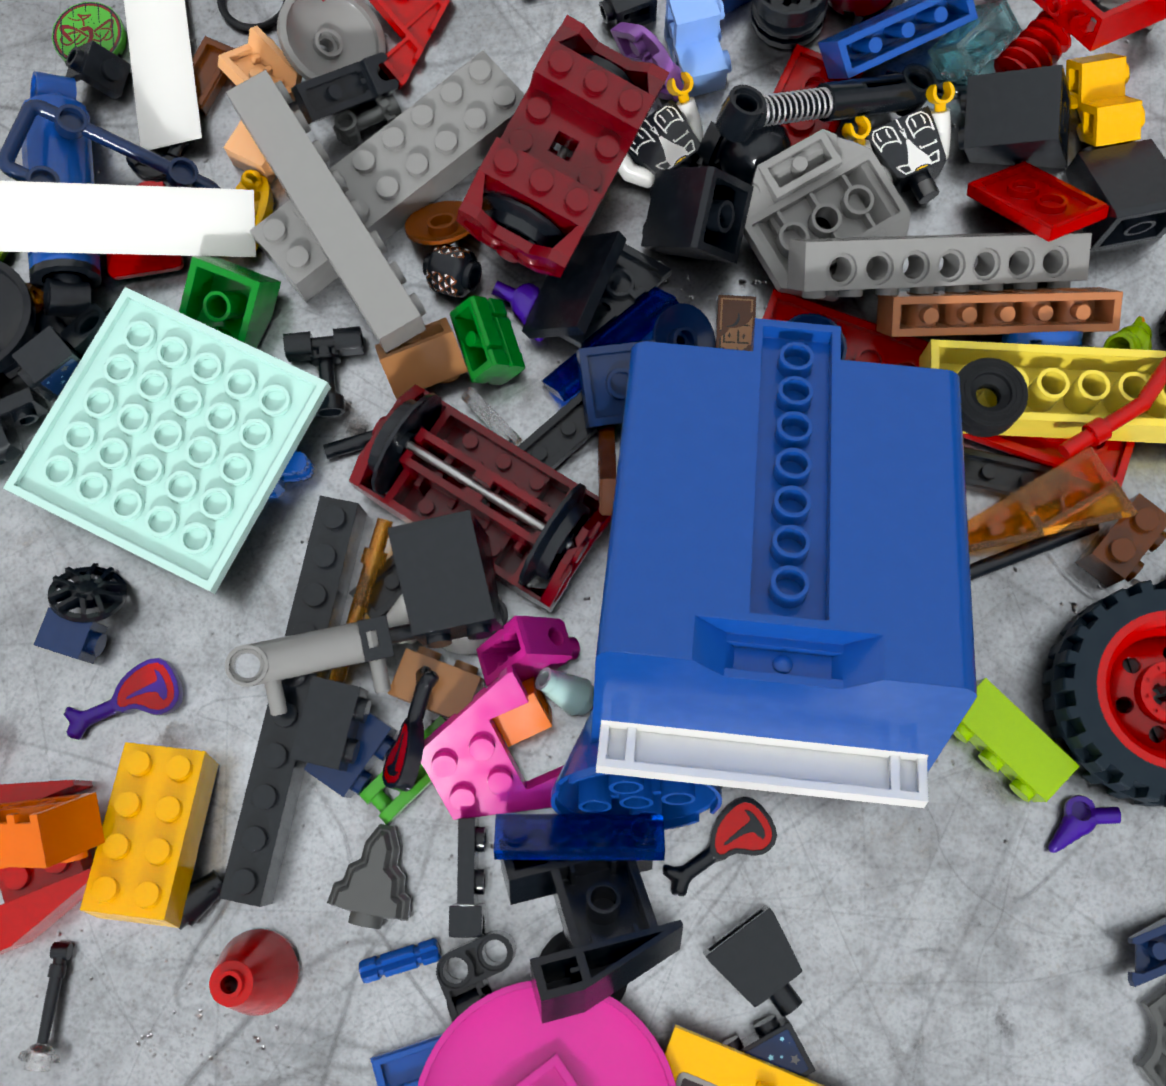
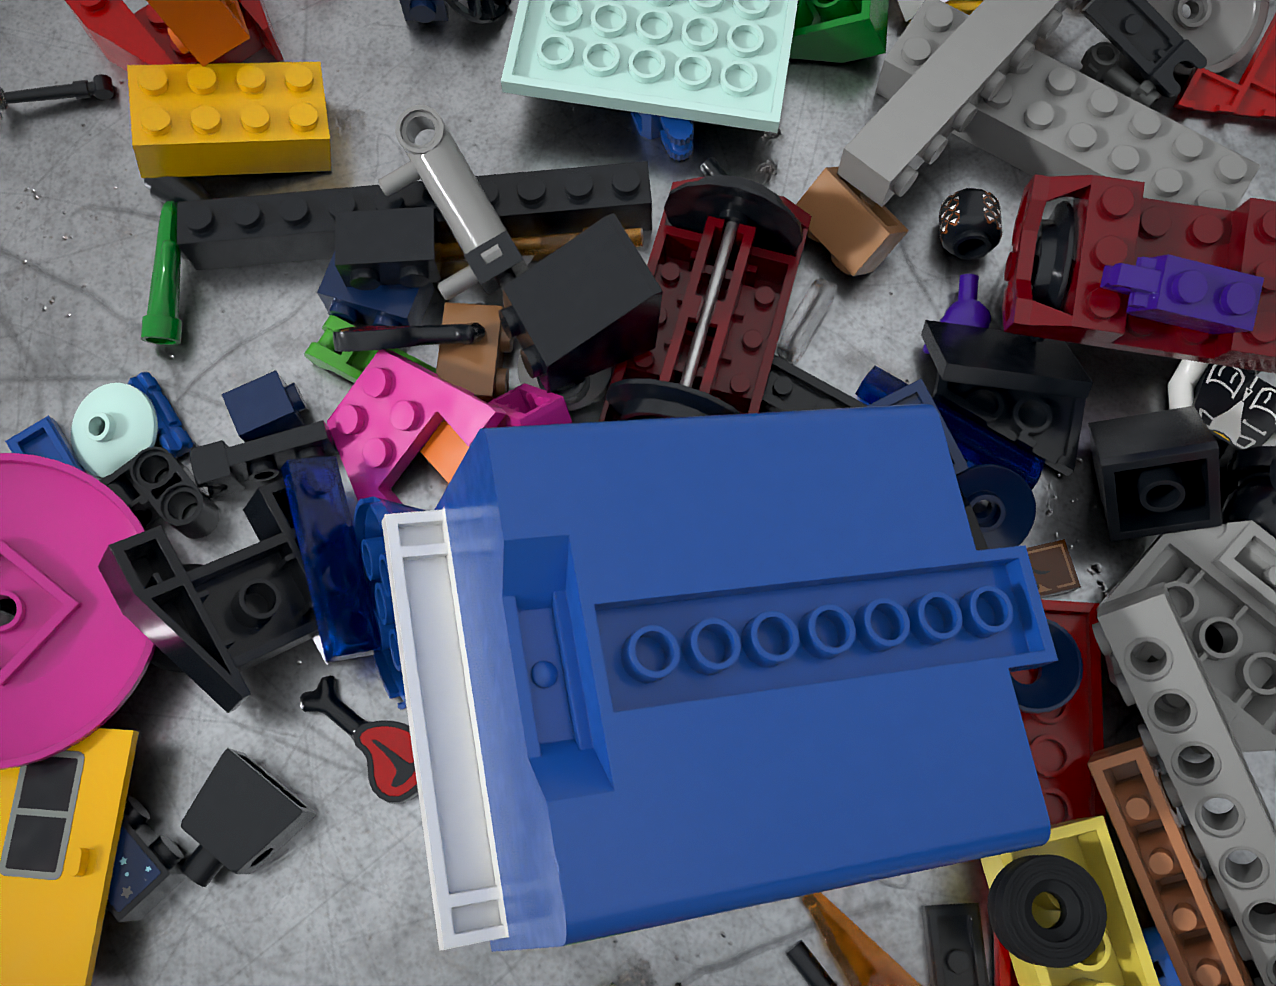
camera: 70 degrees right, 5 degrees down
(146, 687) = (392, 75): dark purple piece -> none
(255, 973) = (104, 262): red cone -> none
(300, 934) = (162, 319): none -> green plant
(325, 354) = (818, 124): black bar -> none
(374, 884) = (234, 356): dark grey rock -> none
(402, 985) = (128, 424): none -> light aqua dish
(427, 867) = (265, 407): none -> dark blue brick
(435, 224) = (1007, 180): dark orange dish -> none
(487, 340) = (898, 285): green brick -> none
(593, 141) = (1187, 293): none -> dark purple hinge

